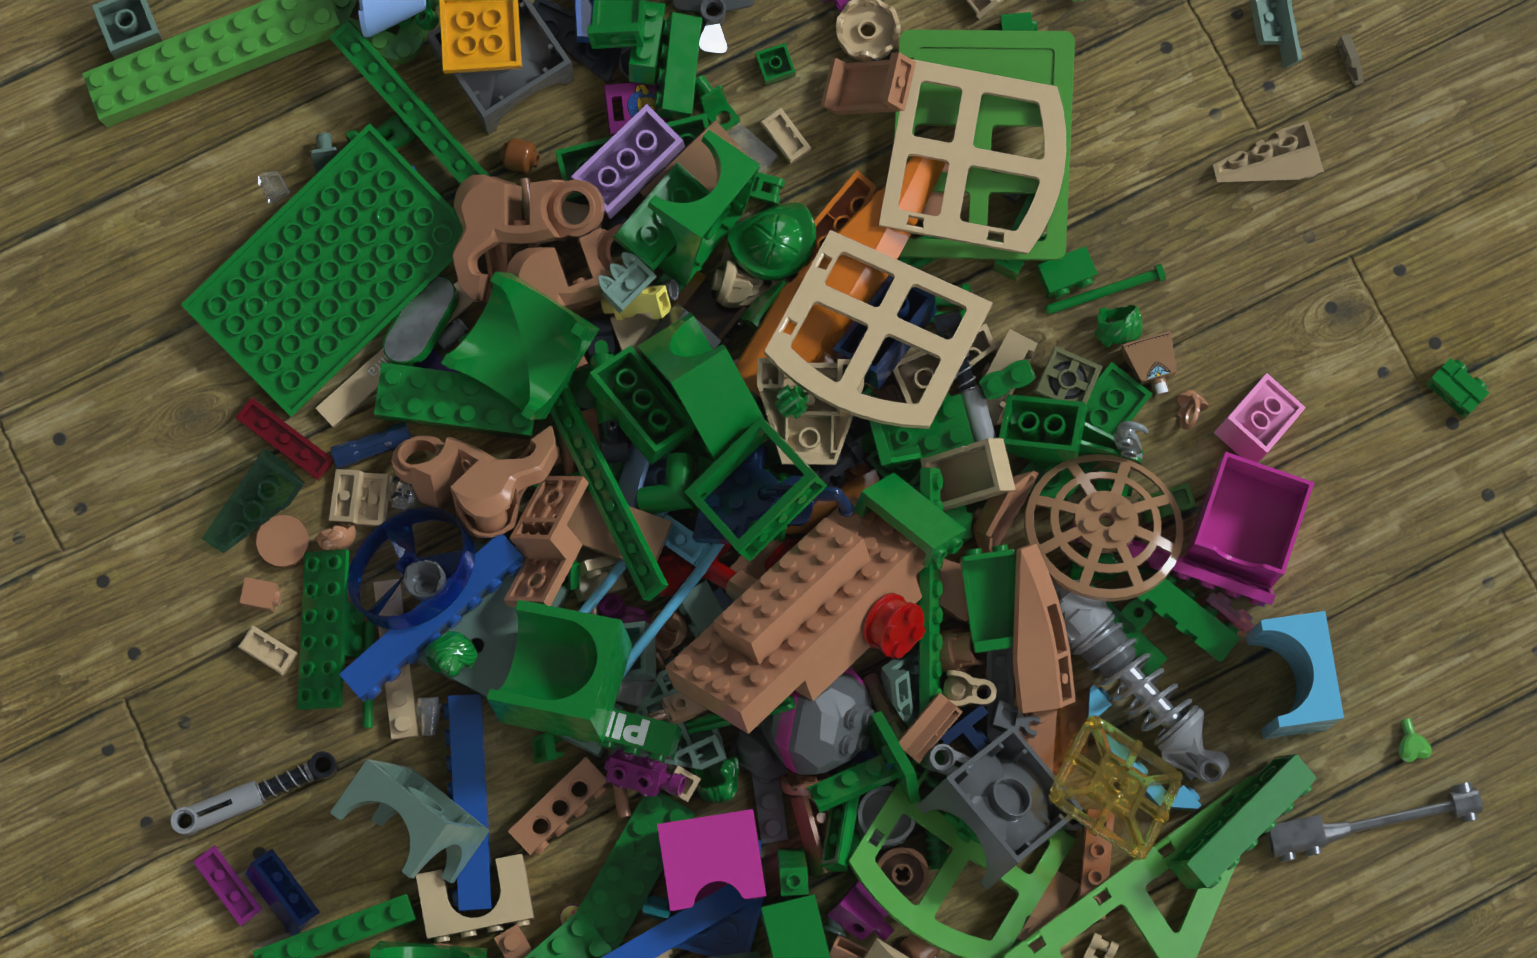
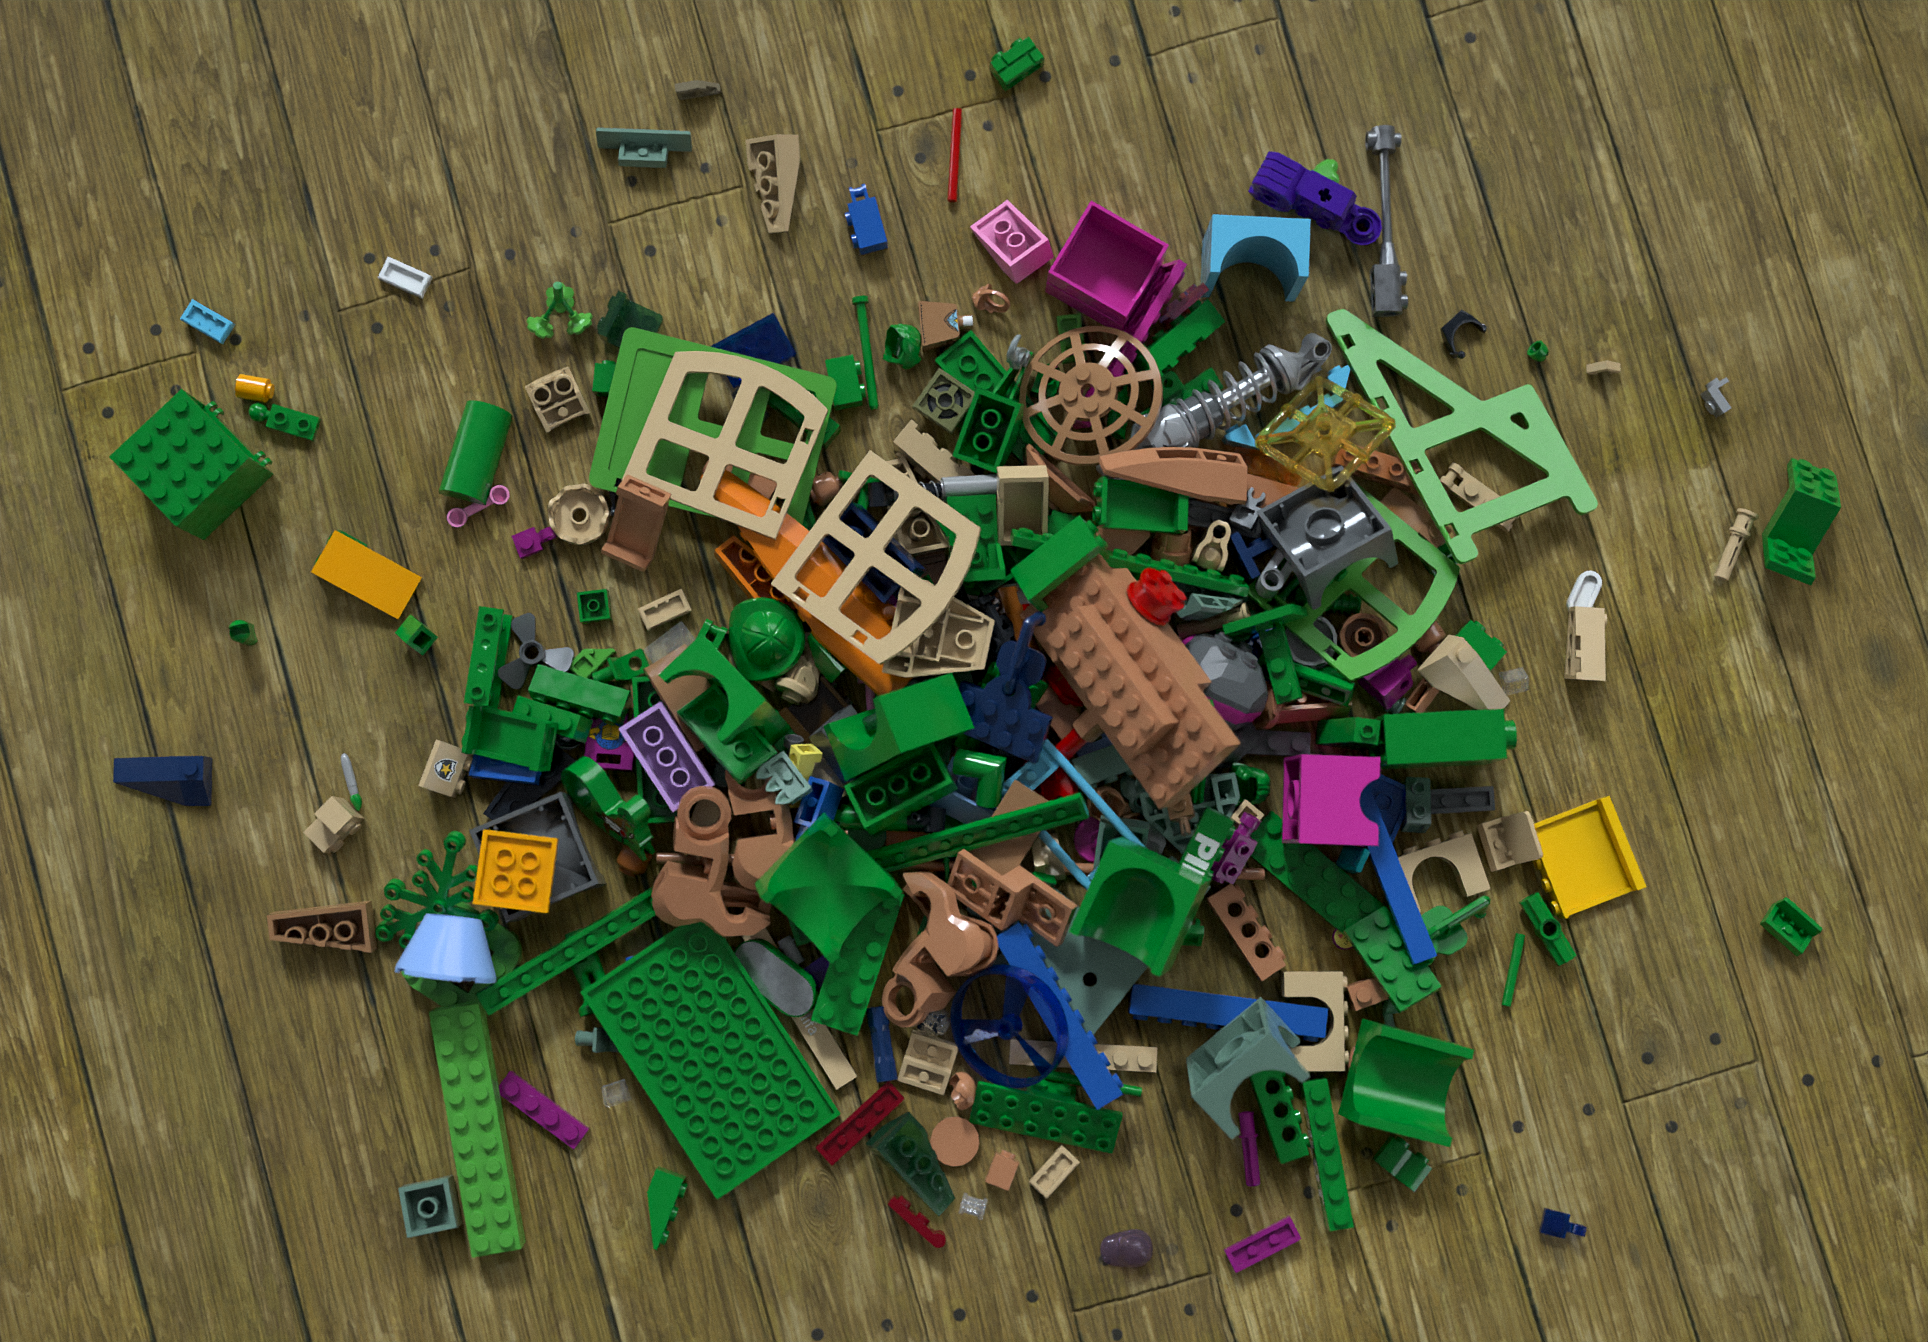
camera: 80 degrees left, 5 degrees up
(174, 252) = (662, 1198): none -> green slope
(192, 516) = (917, 1221): none -> dark red plate
(199, 743) = (1127, 1249): none -> clear purple piece
(217, 571) = (973, 1206): none -> clear bush
(244, 116) = (542, 1109): none -> magenta plate
(250, 795) = (1184, 1209): piece -> none
(282, 892) = (1280, 1195): clear blue brick -> none
(327, 854) = (1249, 1148): none -> magenta axle
(332, 890) = (1284, 1149): none -> green brick
(424, 579) = (1027, 1015): dark grey hair -> none
(428, 714) = (1139, 1034): clear cone -> none
(451, 653) = (1097, 1003): green hair -> none
(570, 107) = (602, 804): none -> green animal
(612, 606) = (1074, 848): magenta tile -> none
(614, 327) = (823, 798): none -> blue brick
(716, 72) = (590, 661): none -> bright green tile
(780, 513) = (1039, 676): green window -> none
(791, 401) = (931, 648): green gear -> none
(929, 727) = (1243, 586): nougat piece -> none
(948, 270) = (825, 488): none -> nougat head
(1001, 382) = (941, 459): green brick -> none
(1090, 36) = (624, 315): none -> clear green bracket
(1090, 176) = (759, 340): none -> clear blue plate
(1242, 822) = (1371, 331): green brick -> none
(1246, 261) = (866, 222): none -> blue brick
(1268, 913) = (1452, 325): none -> black helmet
(1342, 342) = (954, 155): none -> red bar
(1387, 703) = (1290, 185): none -> dark purple brick

